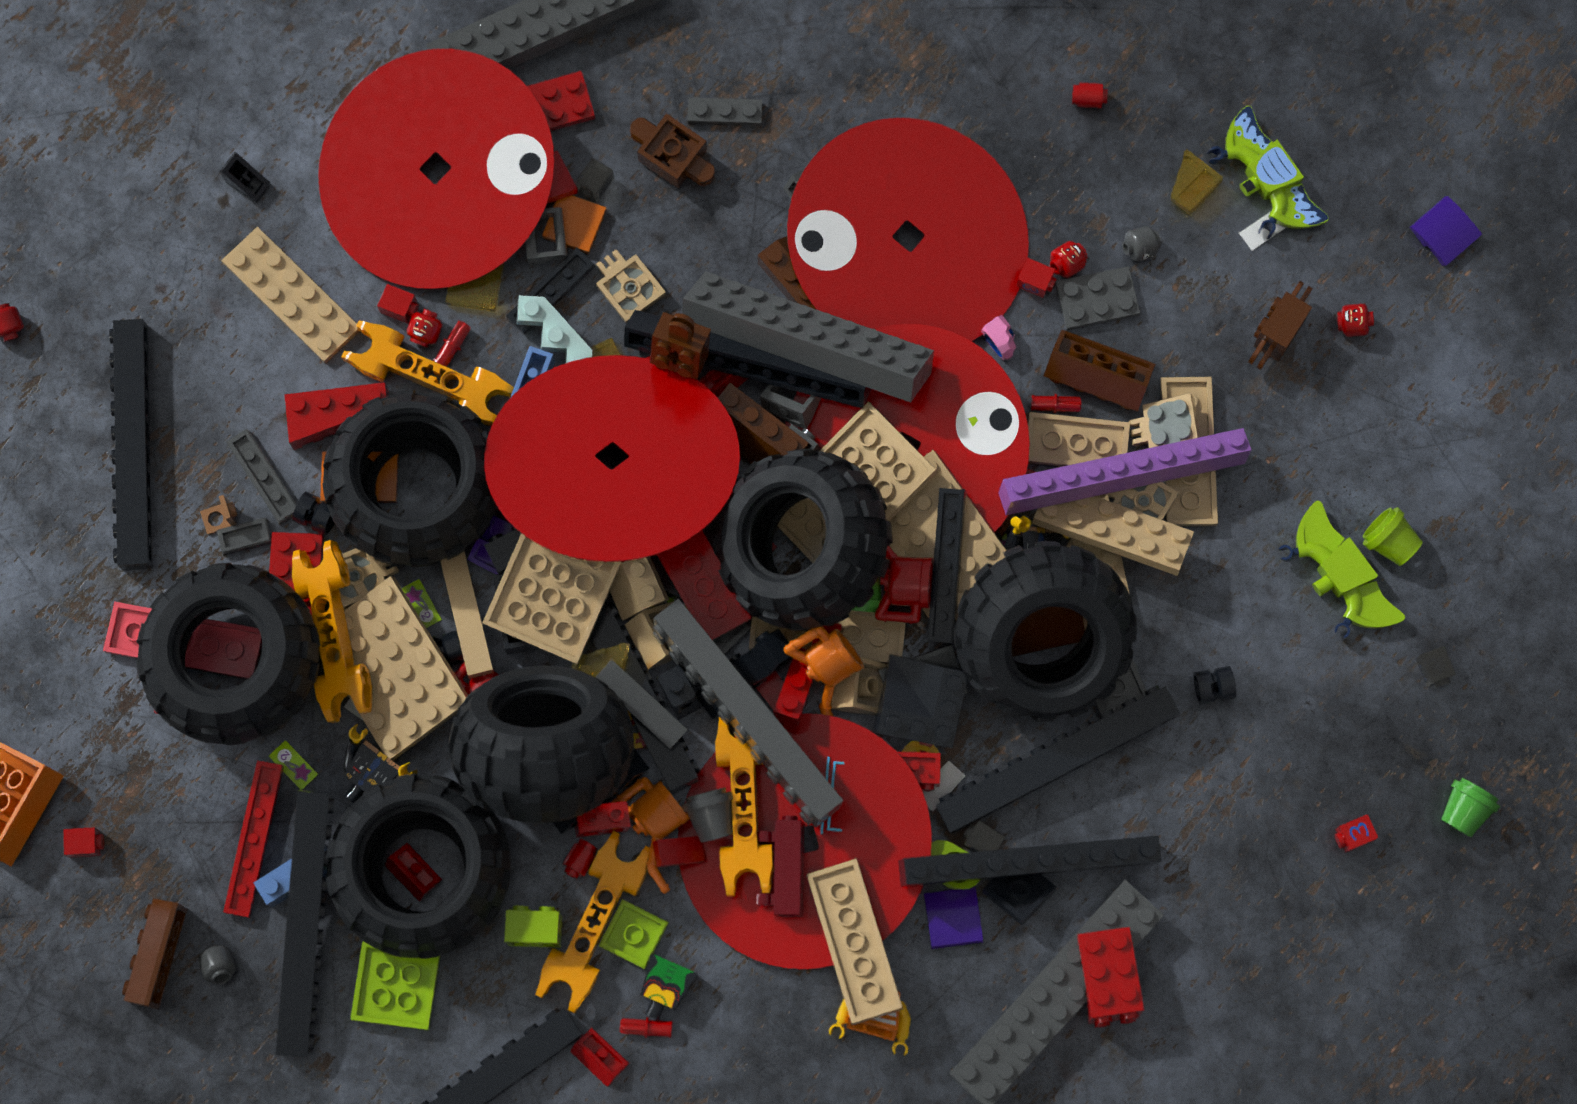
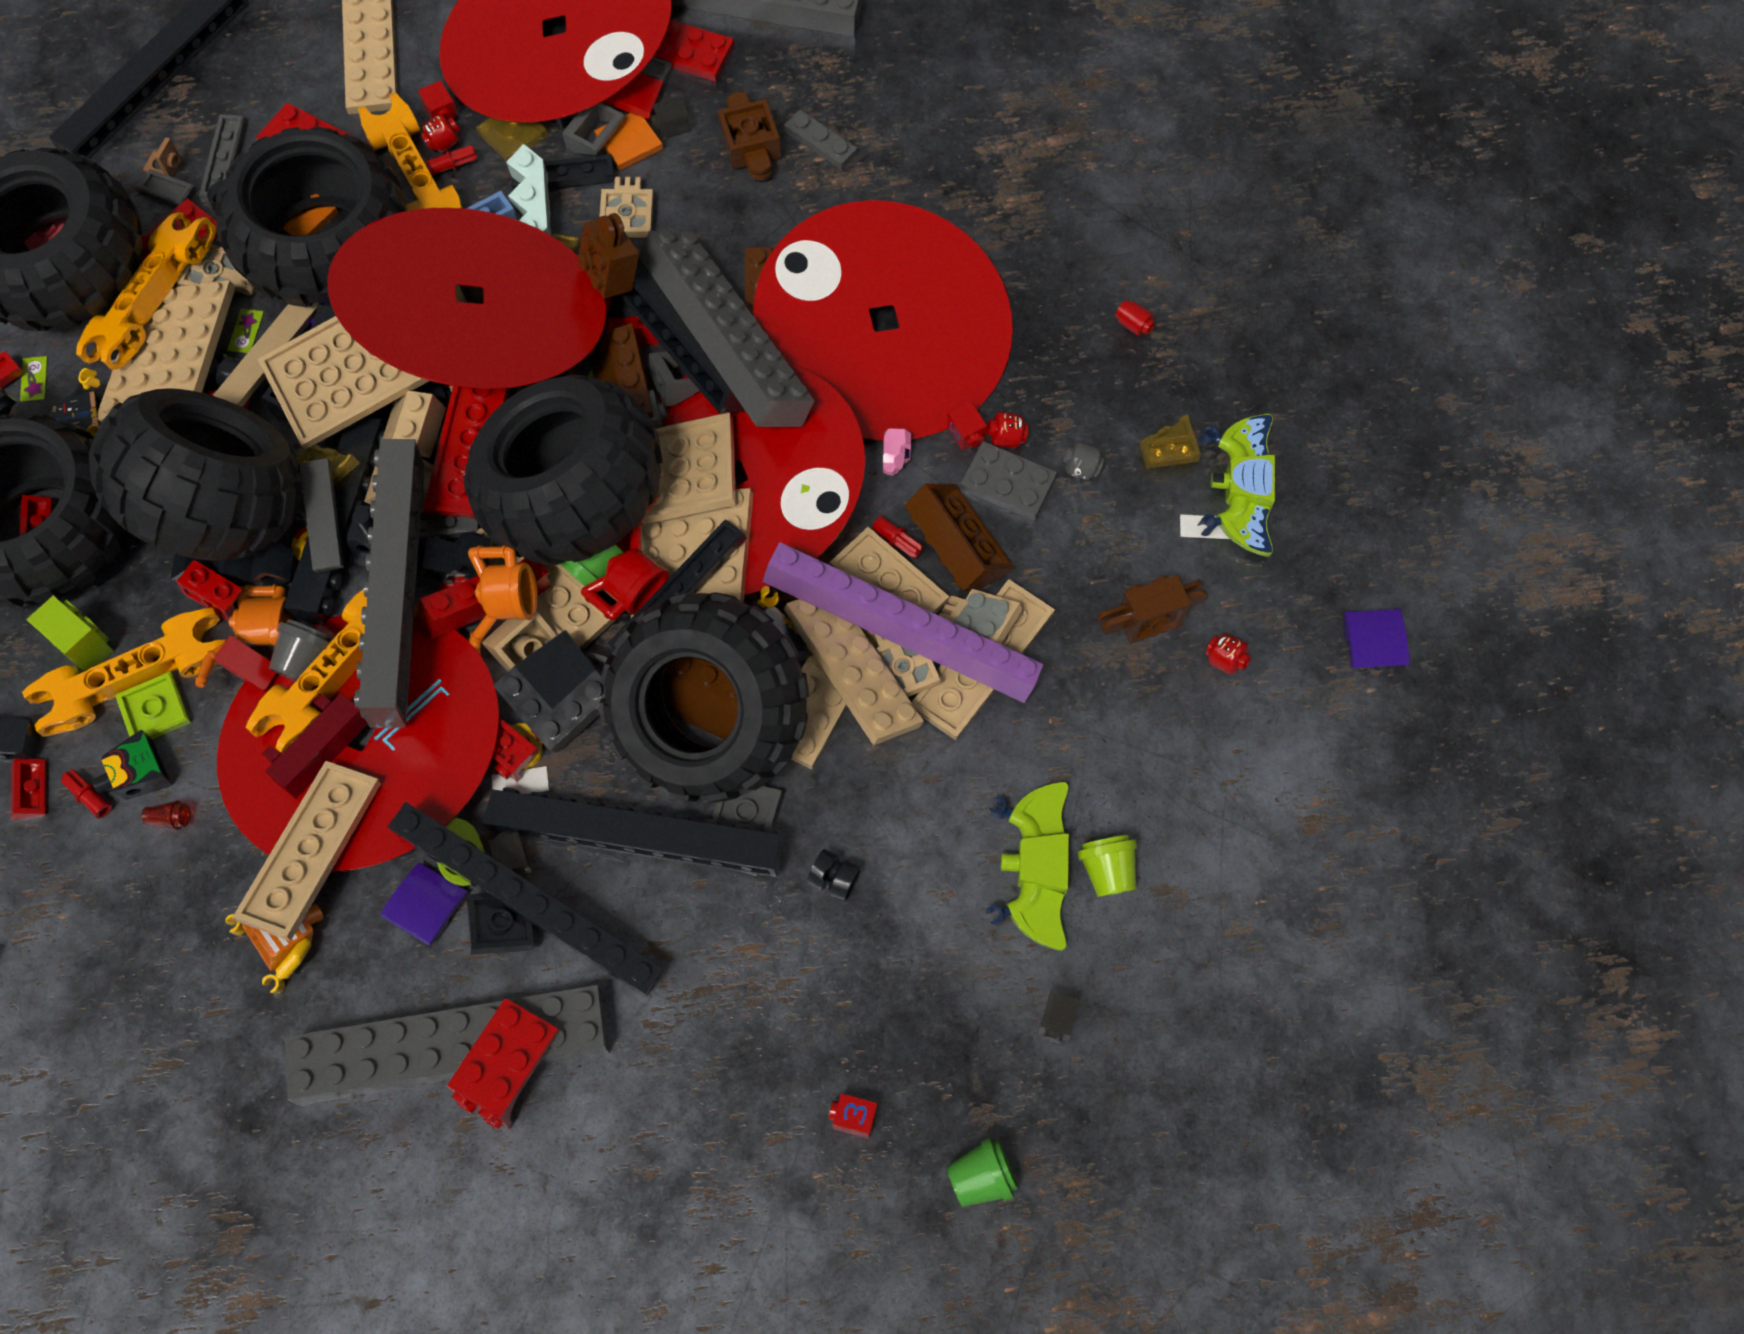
camera: 35 degrees right, 10 degrees down
(579, 859) = (164, 609): red brick -> none
(721, 996) = (168, 815): none -> clear red cone

